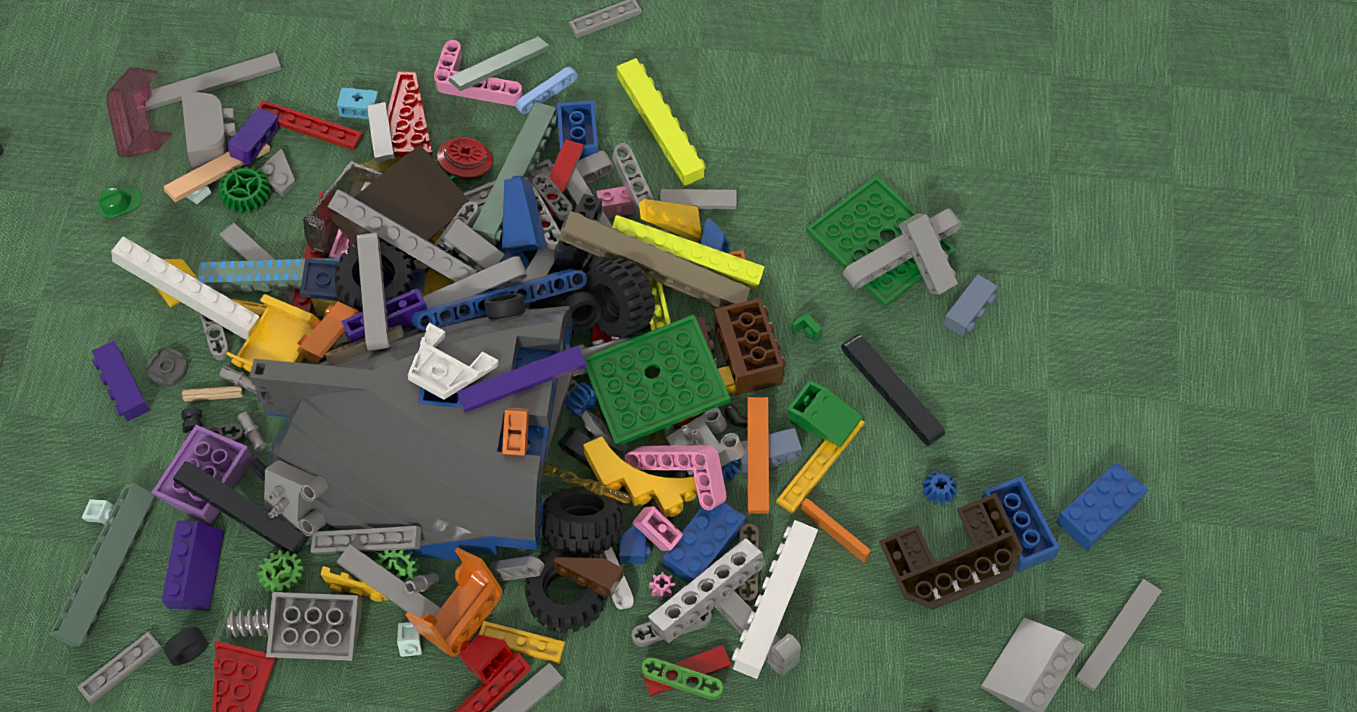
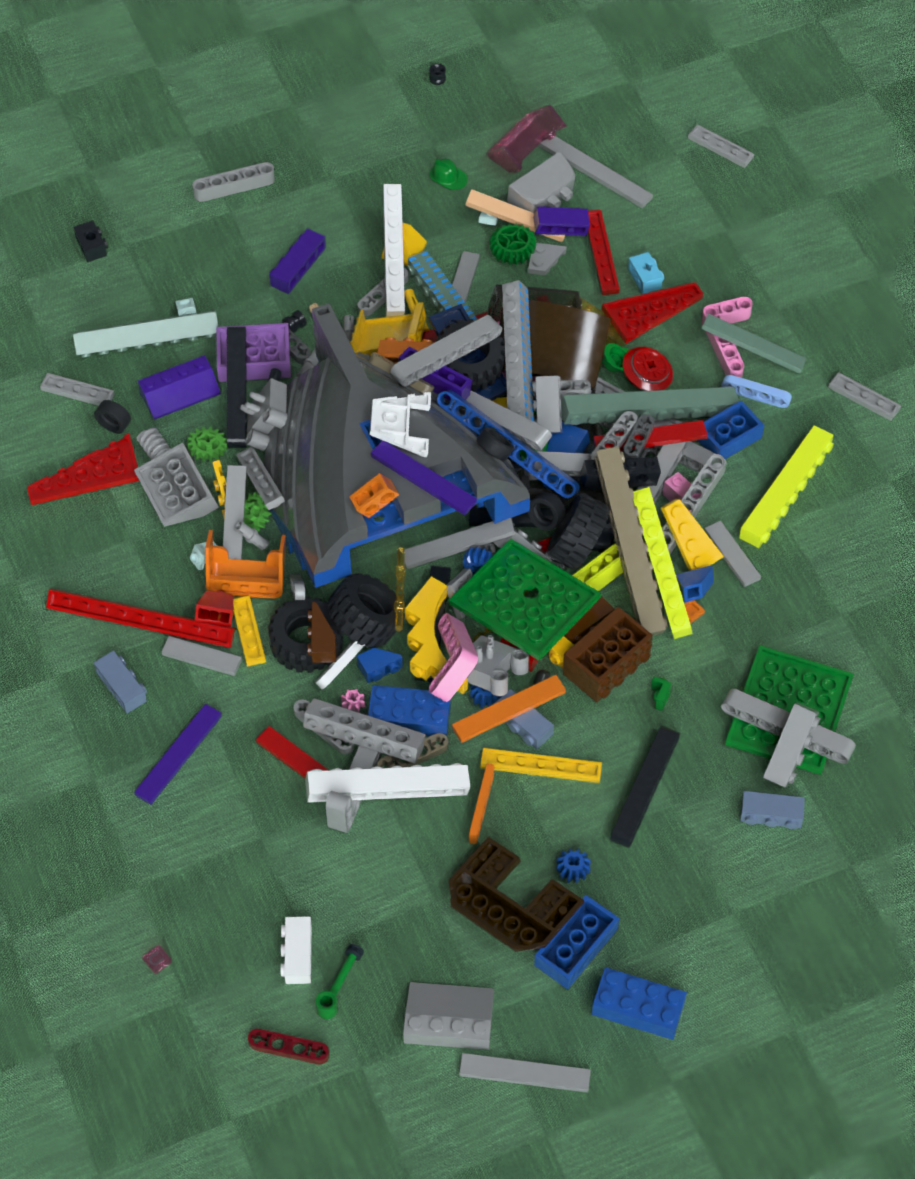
camera: 60 degrees right, 5 degrees down
(167, 367) = (329, 284): dark grey tile -> none
(380, 132) = (622, 296): tile -> none
(521, 217) = (601, 423): blue slope -> none
(657, 528) = (392, 666): bright pink brick -> none
(683, 675) = (278, 753): bright green beam -> none
(823, 414) = (581, 741): green slope -> none

